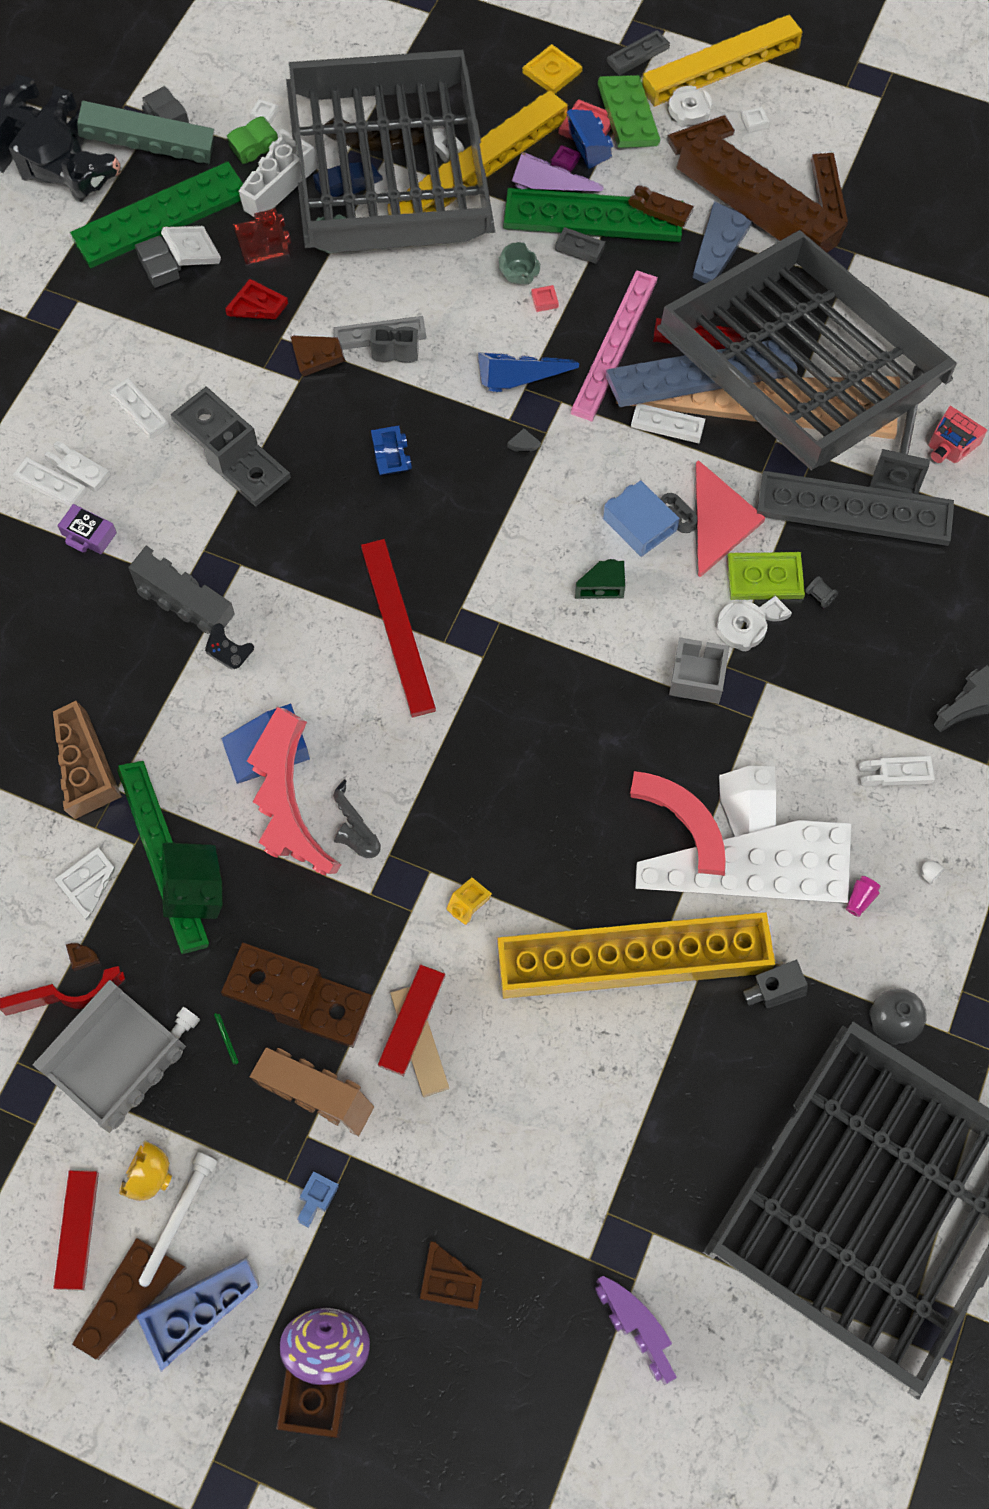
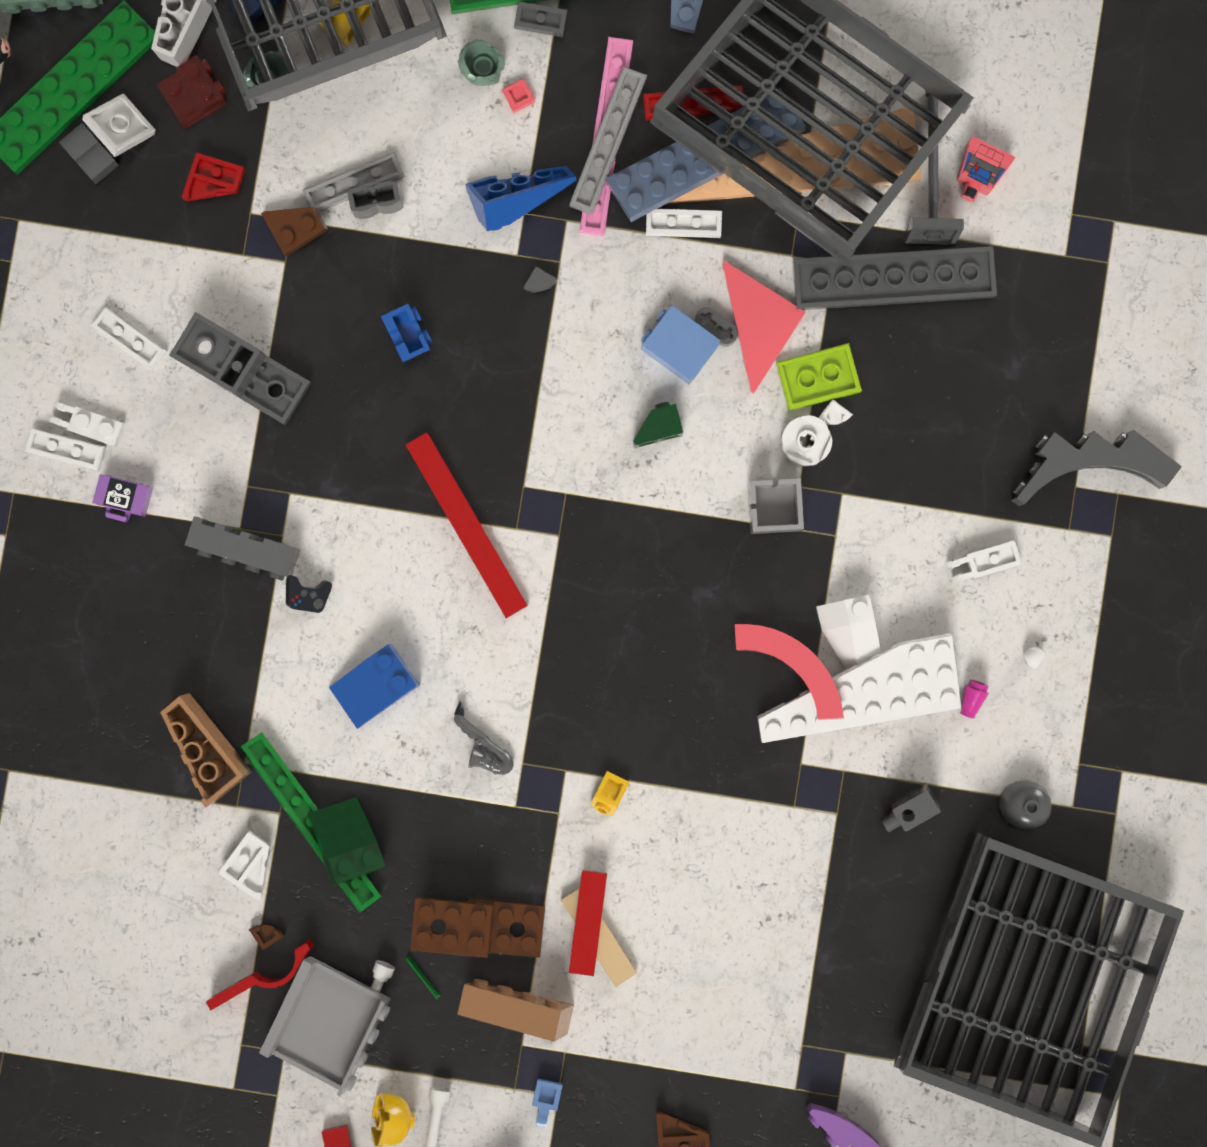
camera: 15 degrees left, 20 degrees up
(286, 831) = (404, 745): coral arch -> none
(615, 345) = (608, 140): none -> light grey tile
(635, 955) = (777, 812): yellow brick -> none
(821, 592) = (878, 384): dark grey bush -> none

